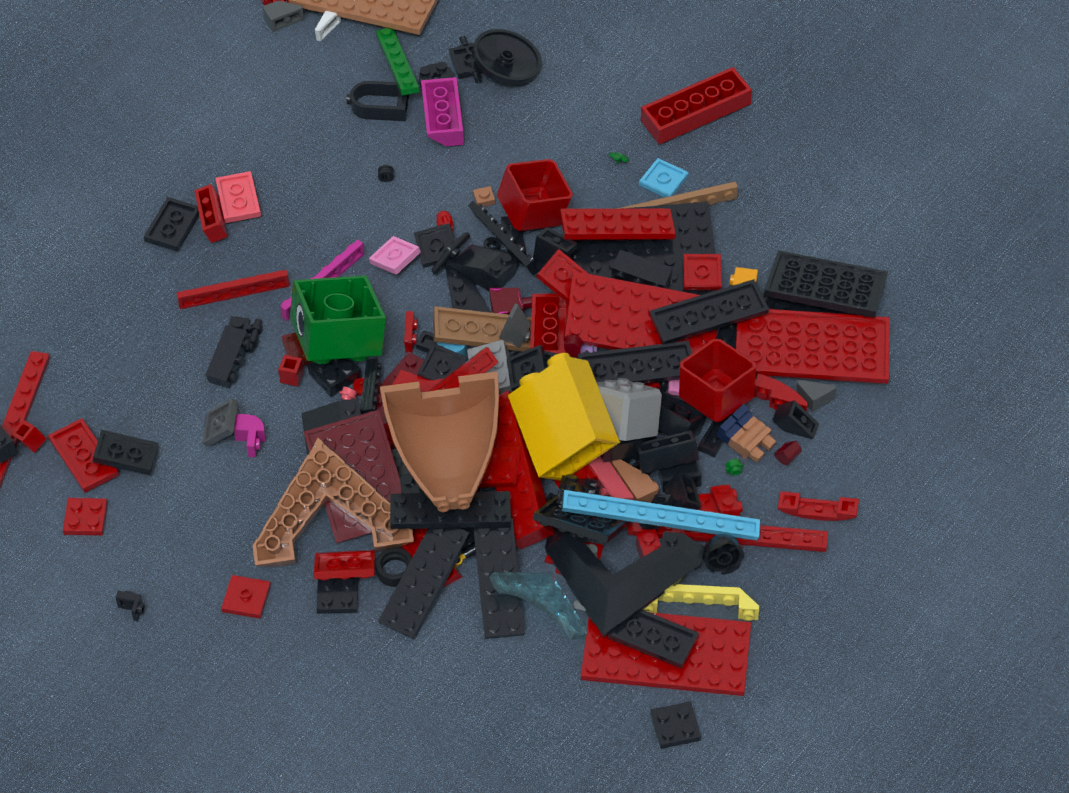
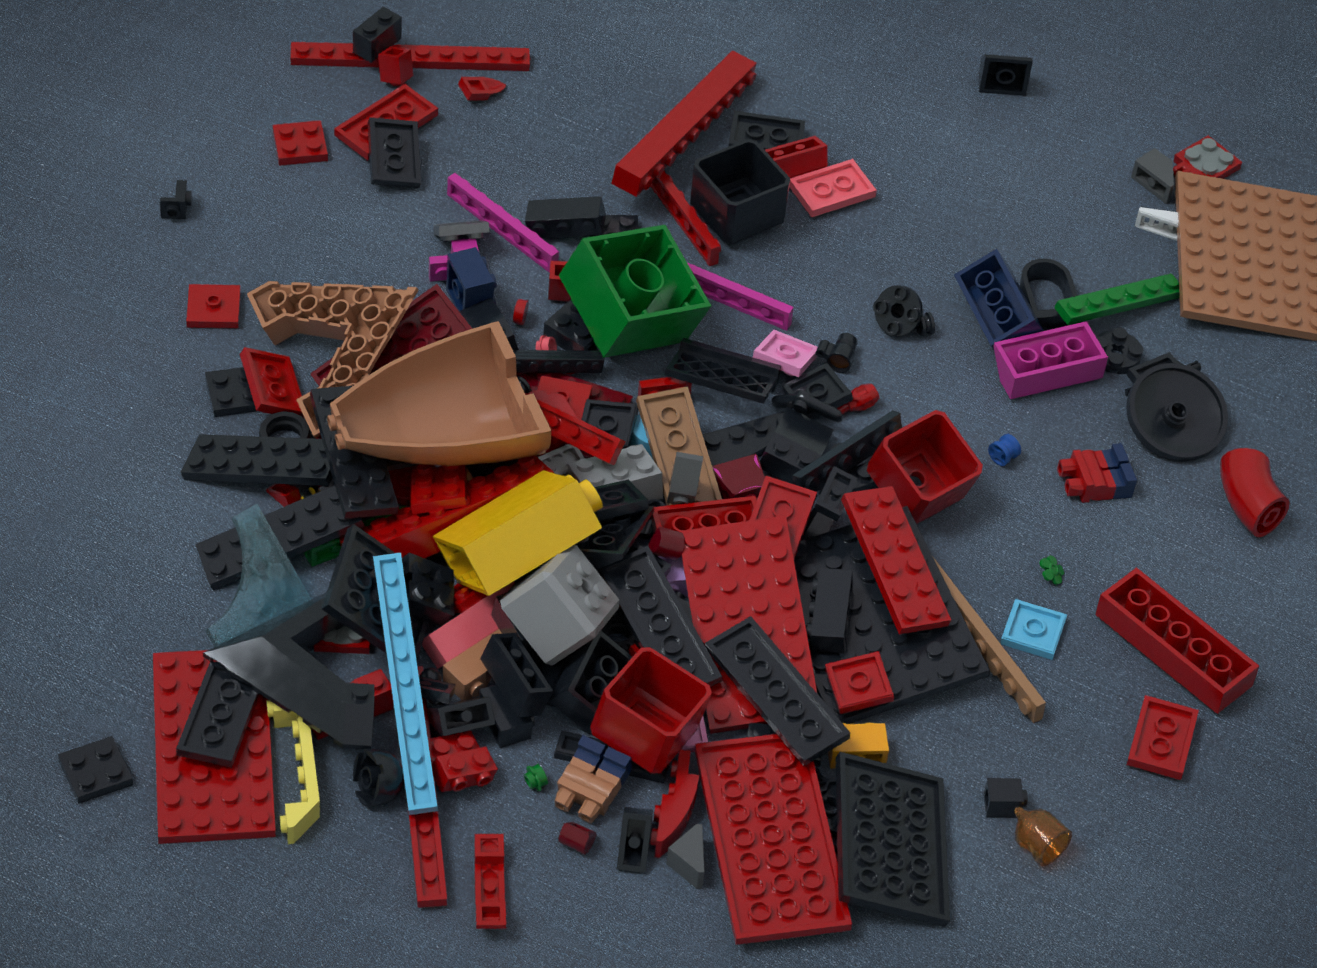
camera: 70 degrees right, 5 degrees down
(65, 389) = (480, 87): none -> red plate
(157, 71) = (1004, 74): none -> black slope
(157, 264) = (684, 124): none -> red brick
(208, 401) = (501, 221): none -> dark pink plate
(242, 243) = (739, 191): none -> black plate
(283, 425) = (469, 278): none -> dark blue brick
(310, 402) = (520, 311): none -> red tile
(375, 182) = (898, 310): none -> black plate
(387, 124) = (997, 299): none -> dark blue brick
(400, 226) = (838, 355): none -> black piece
(401, 286) = (723, 369): none -> black fence
(511, 155) = (1004, 450): none -> blue wheel
(545, 118) = (1098, 474): none -> red hips
(585, 36) = (1252, 490): none -> red brick
(766, 134) = (1162, 737): none -> red plate
(799, 223) = (1003, 796): none -> black brick
(834, 209) = (1041, 834): none -> clear orange piece

